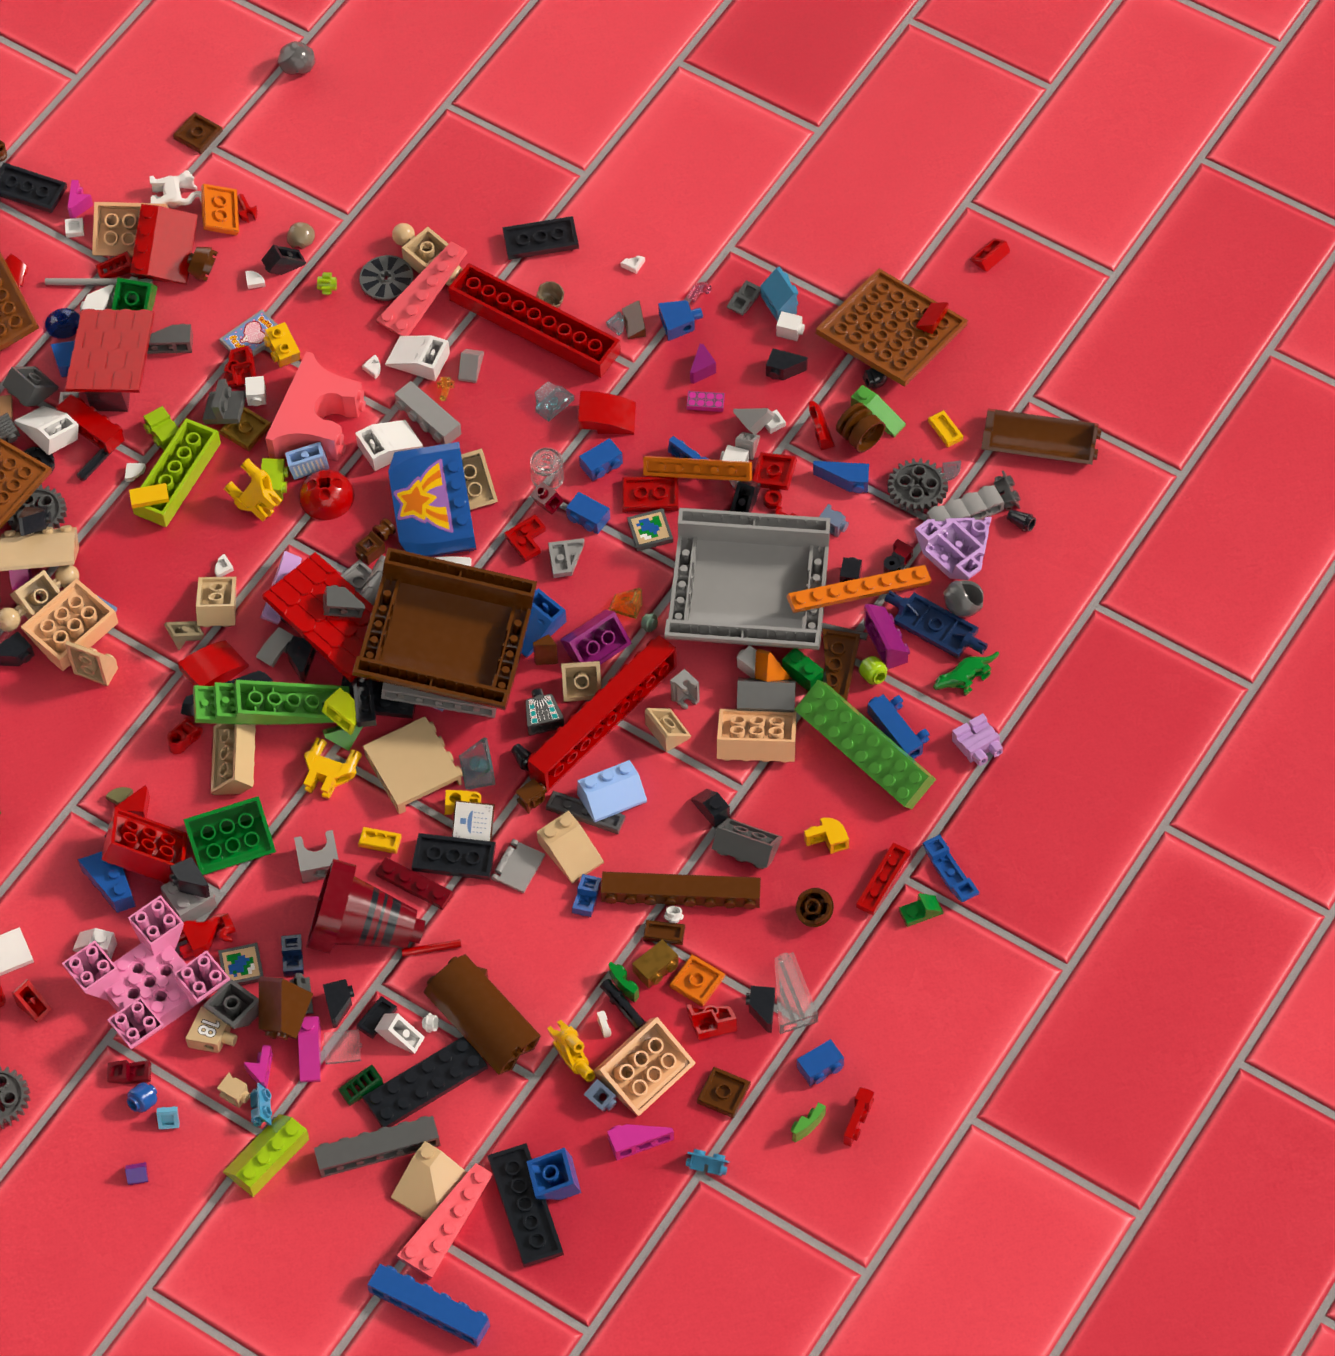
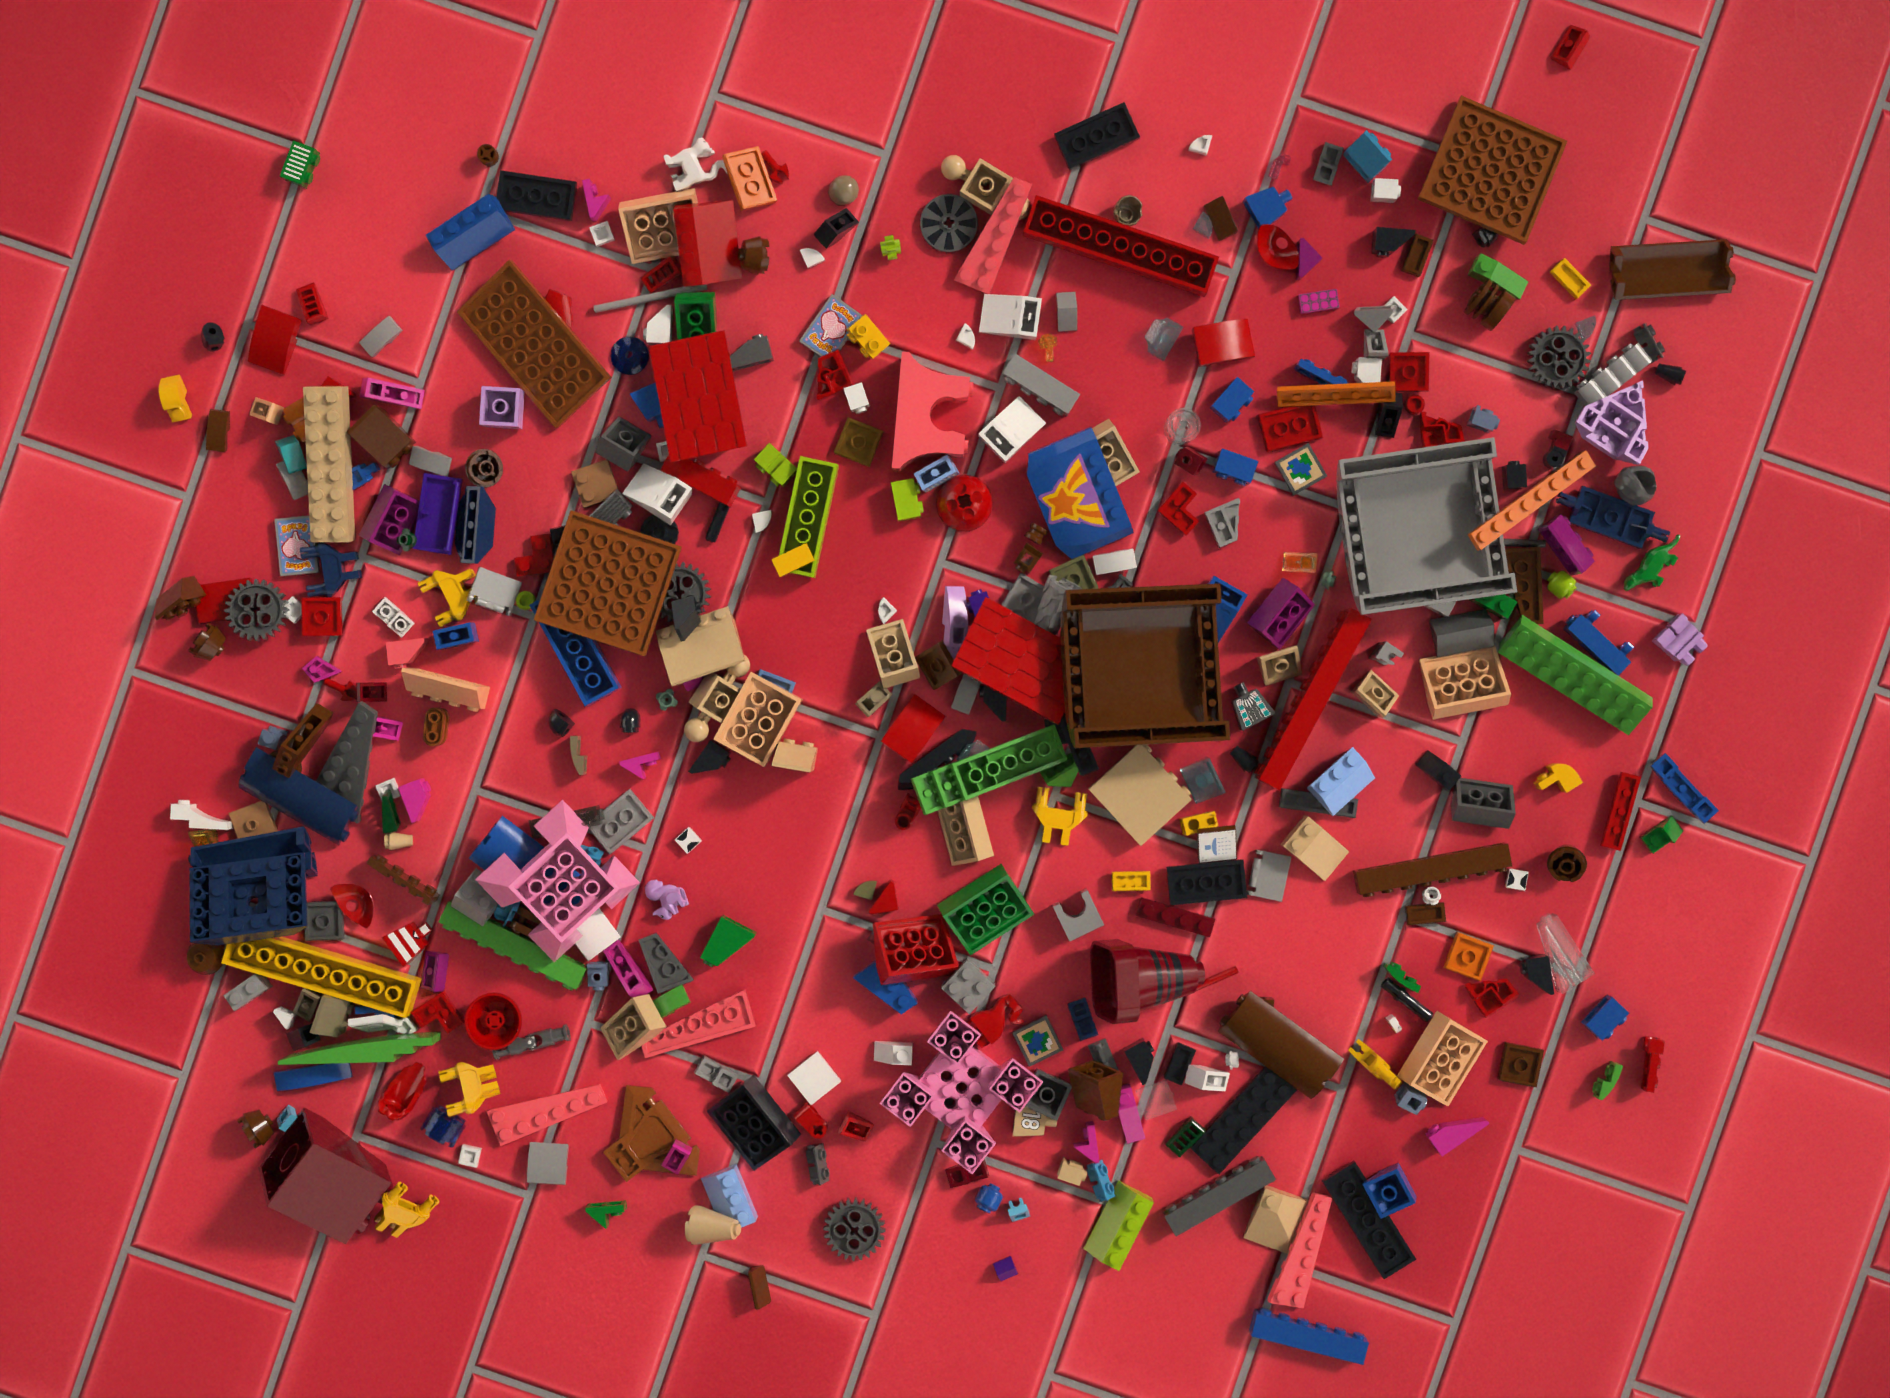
camera: 15 degrees left, 30 degrees up
(189, 878) = (969, 981): black slope -> none
(197, 133) = (693, 80): reddish brown tile -> none
(224, 405) = (830, 424): dark grey bracket -> none
(254, 615) = (937, 664): none -> reddish brown plate
(259, 494) = (897, 529): yellow connector -> none
(341, 602) = (1028, 649): dark grey slope -> none
(341, 709) = (1059, 759): neon yellow slope -> none
(531, 795) = (1263, 800): reddish brown window -> none
(545, 651) = (1238, 640): reddish brown slope -> none
(586, 895) = (1343, 892): blue slope -> none
(655, 963) = (1428, 952): pearl gold brick -> none
(670, 345) = (1266, 241): none -> red piece
(715, 1163) = (1532, 1137): dark azure hinge -> none
(764, 920) = (1516, 879): none -> white tile
(768, 668) = (1462, 614): orange slope -> none
(807, 383) = (1417, 255): none -> reddish brown tile
(821, 428) = (1448, 314): red slope -> none
(848, 476) = (1488, 362): blue slope -> none
(933, 317) = (1533, 149): red slope -> none

